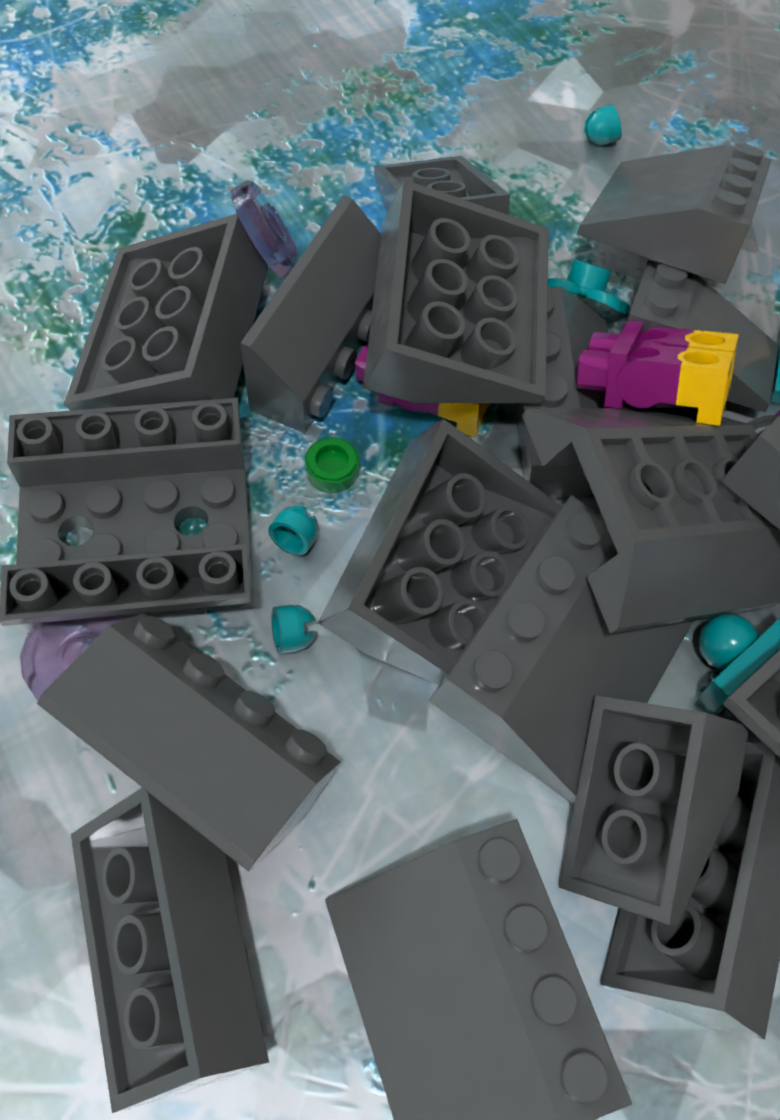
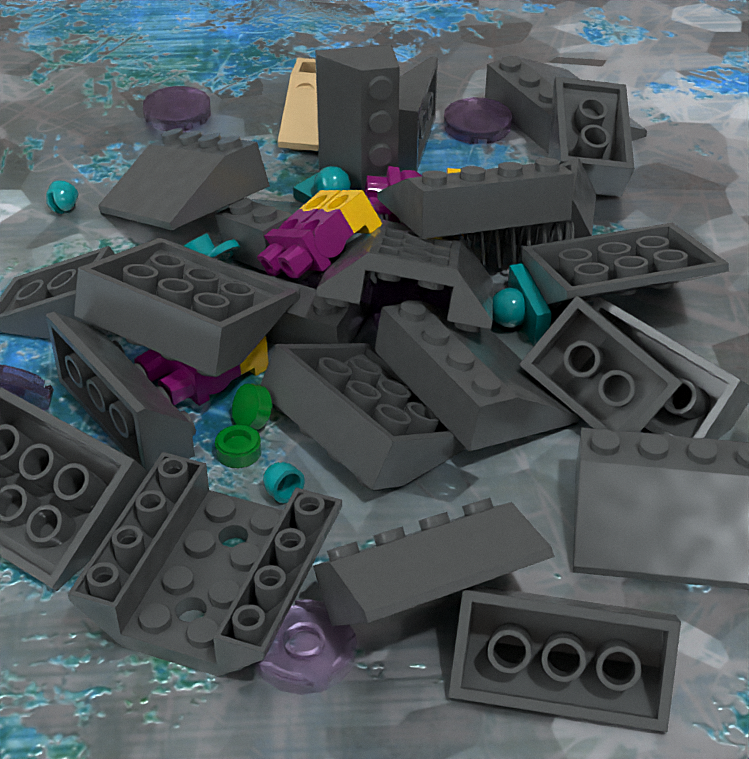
camera: 60 degrees left, 20 degrees down
(289, 628) = (370, 518): teal hinge -> none
(385, 448) = (252, 406): none -> green tile

